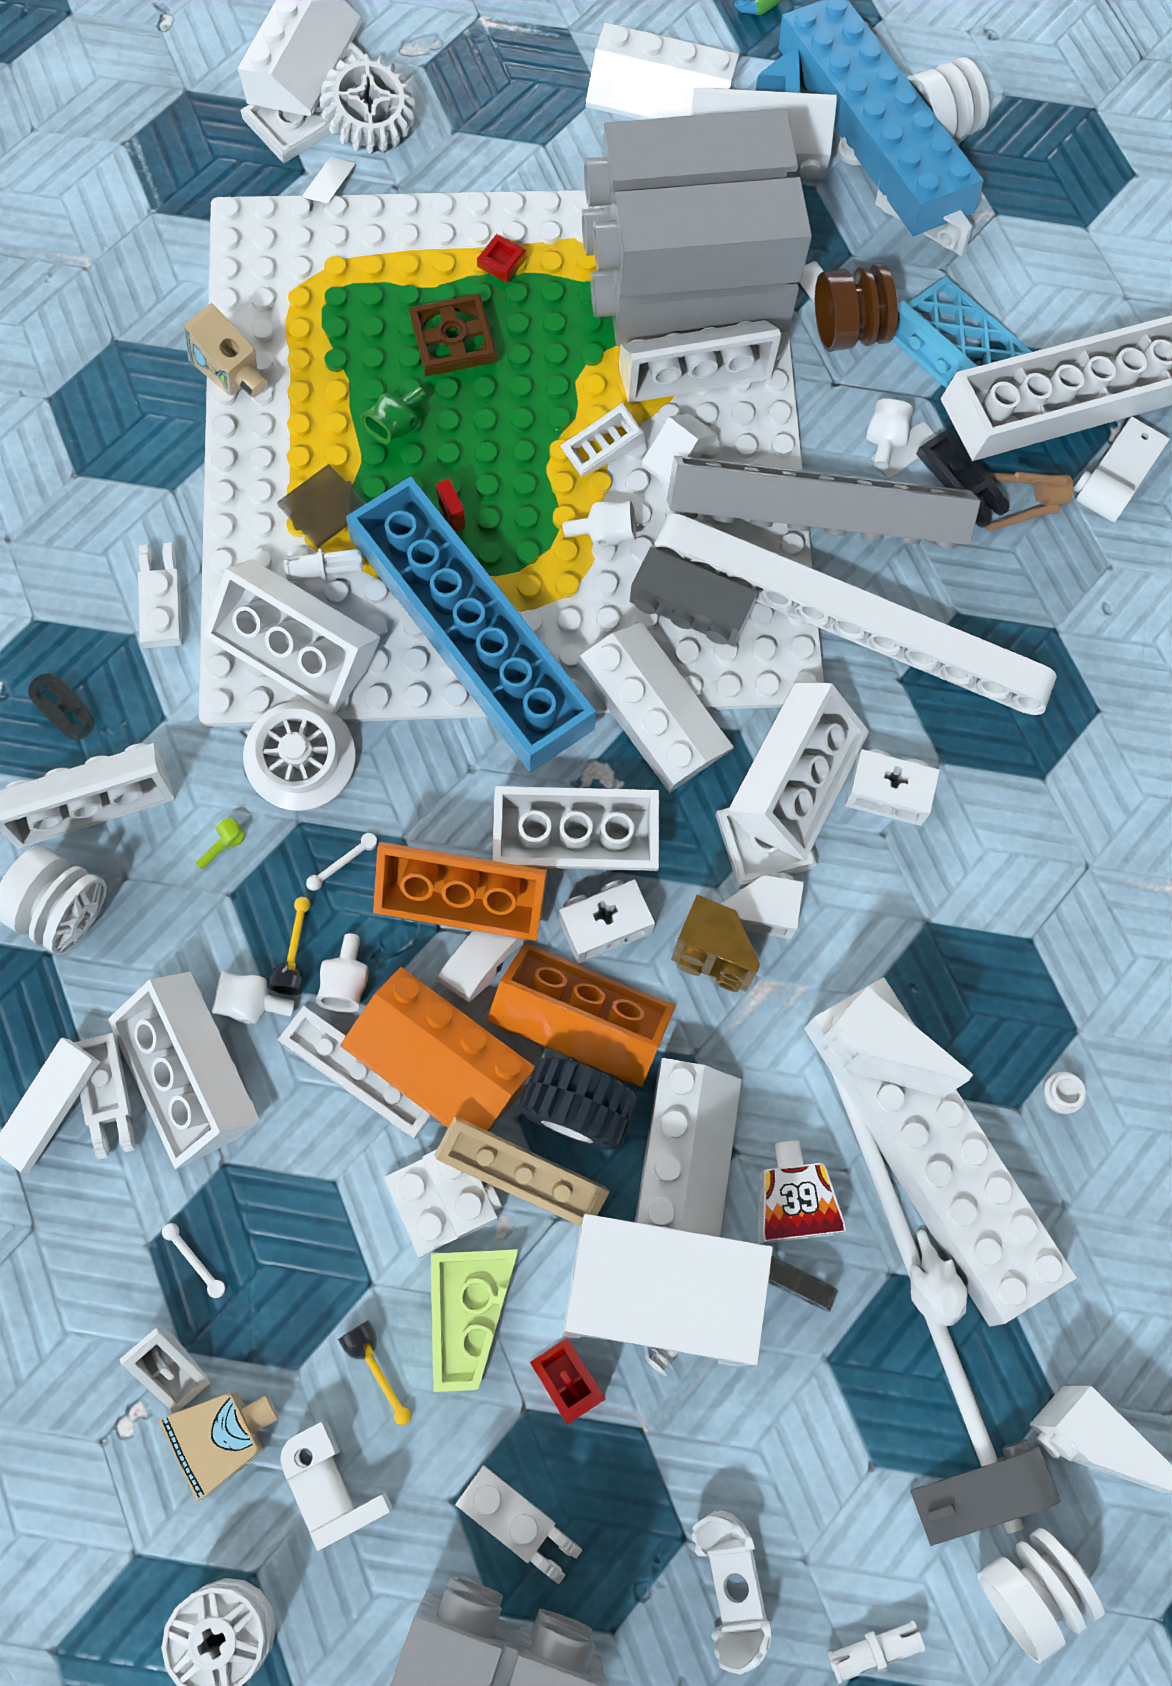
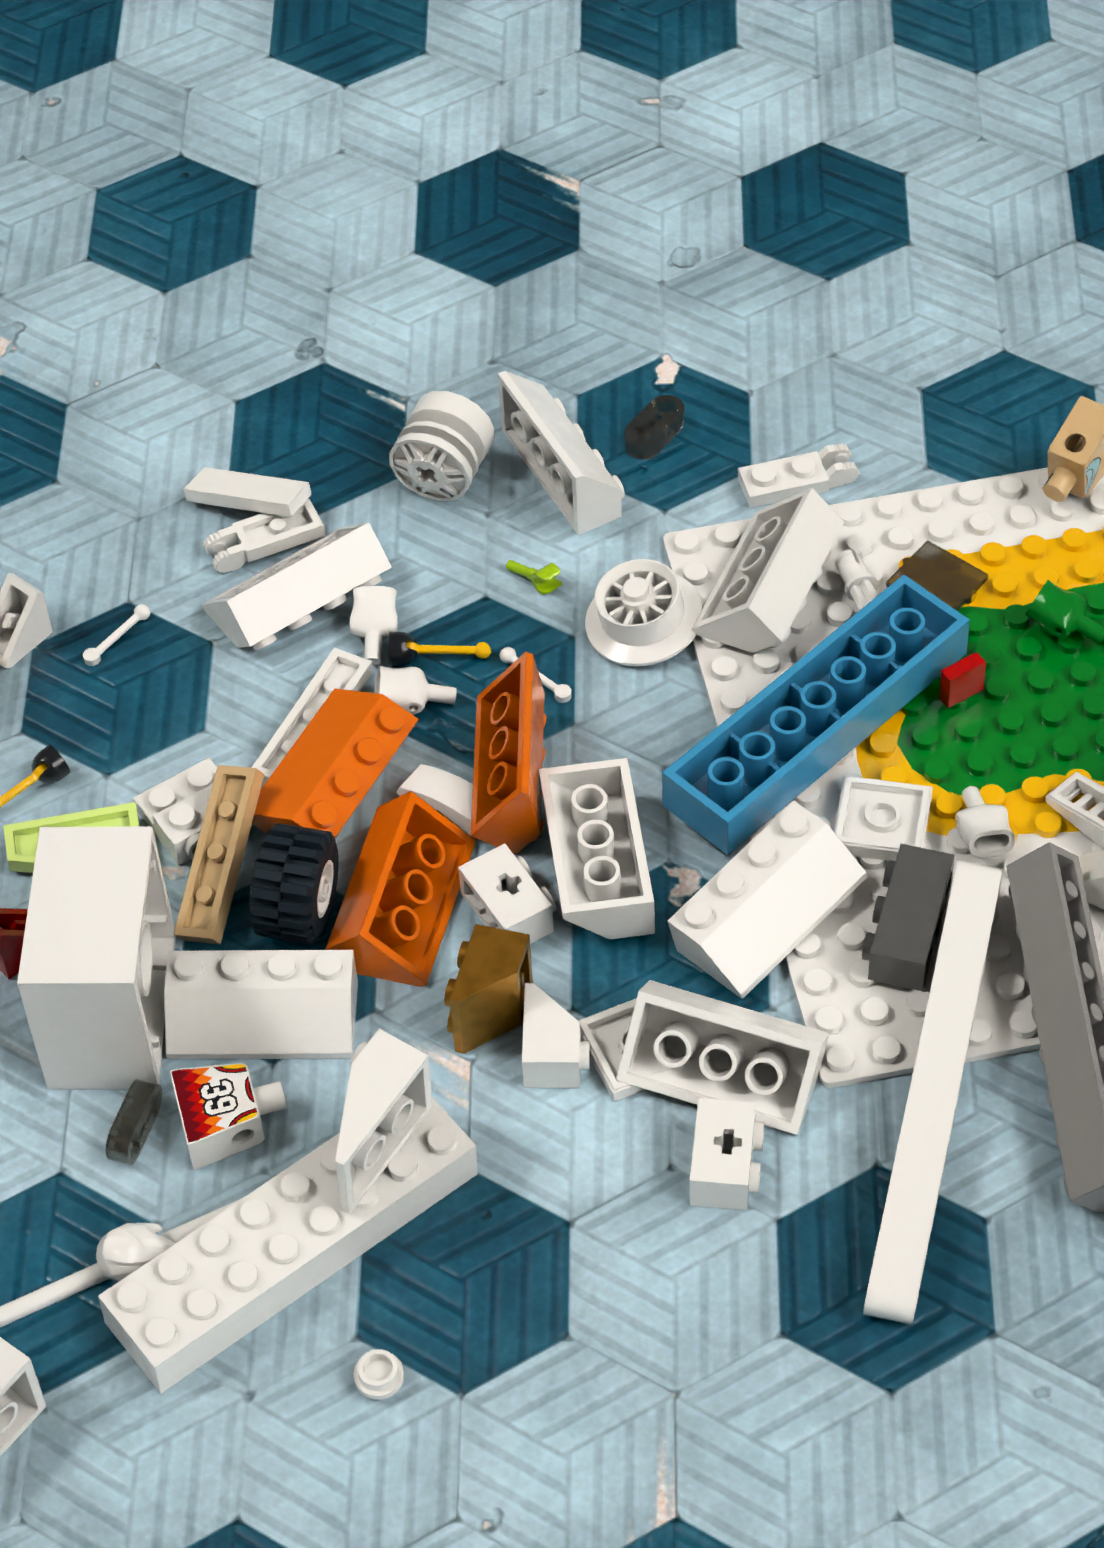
camera: 90 degrees right, 20 degrees down
(577, 602) = (881, 815): none -> white tile

